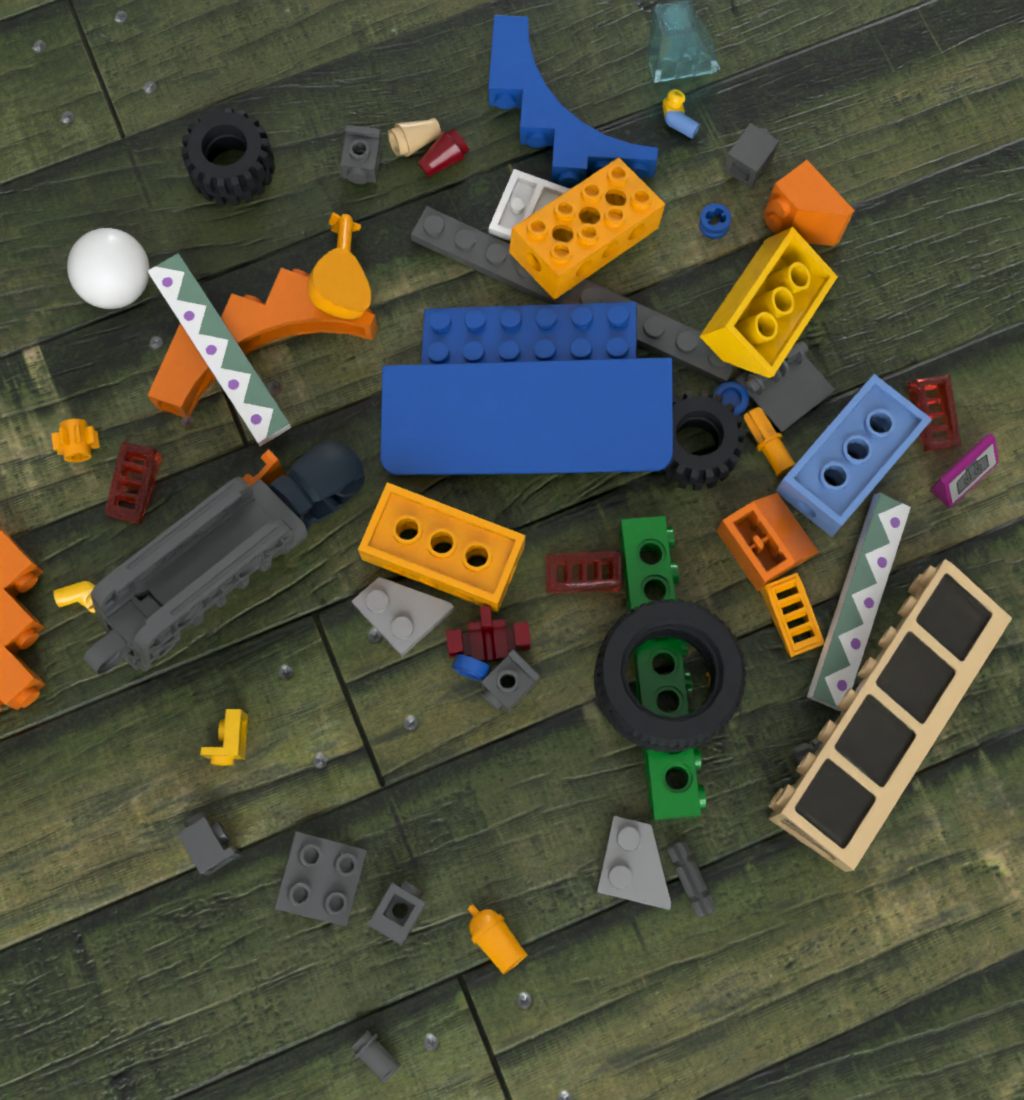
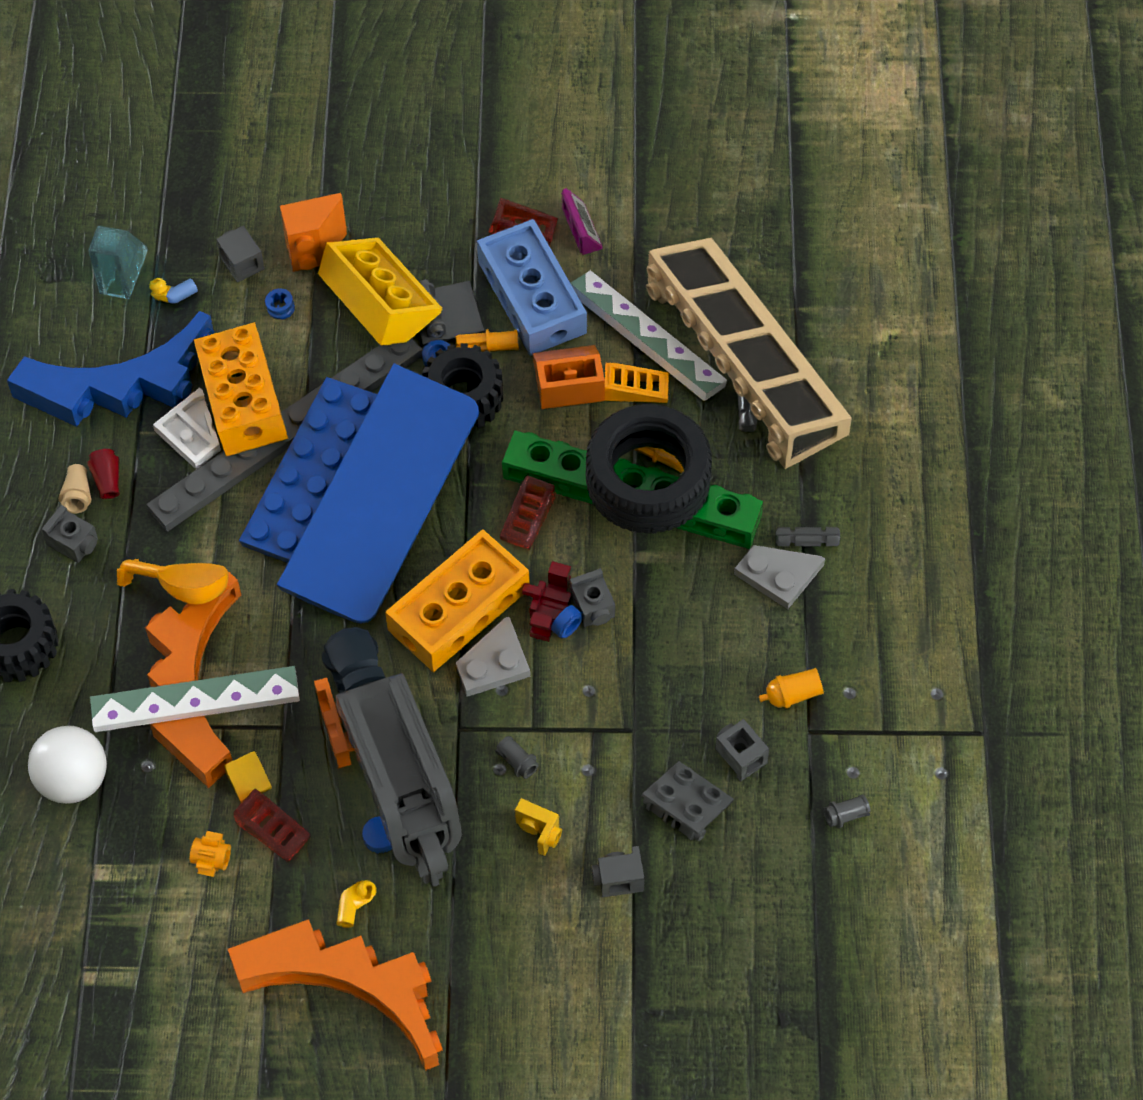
camera: 65 degrees left, 15 degrees down
(174, 437) = (246, 775): none -> yellow slope
(298, 684) = (522, 762): none -> dark grey pin

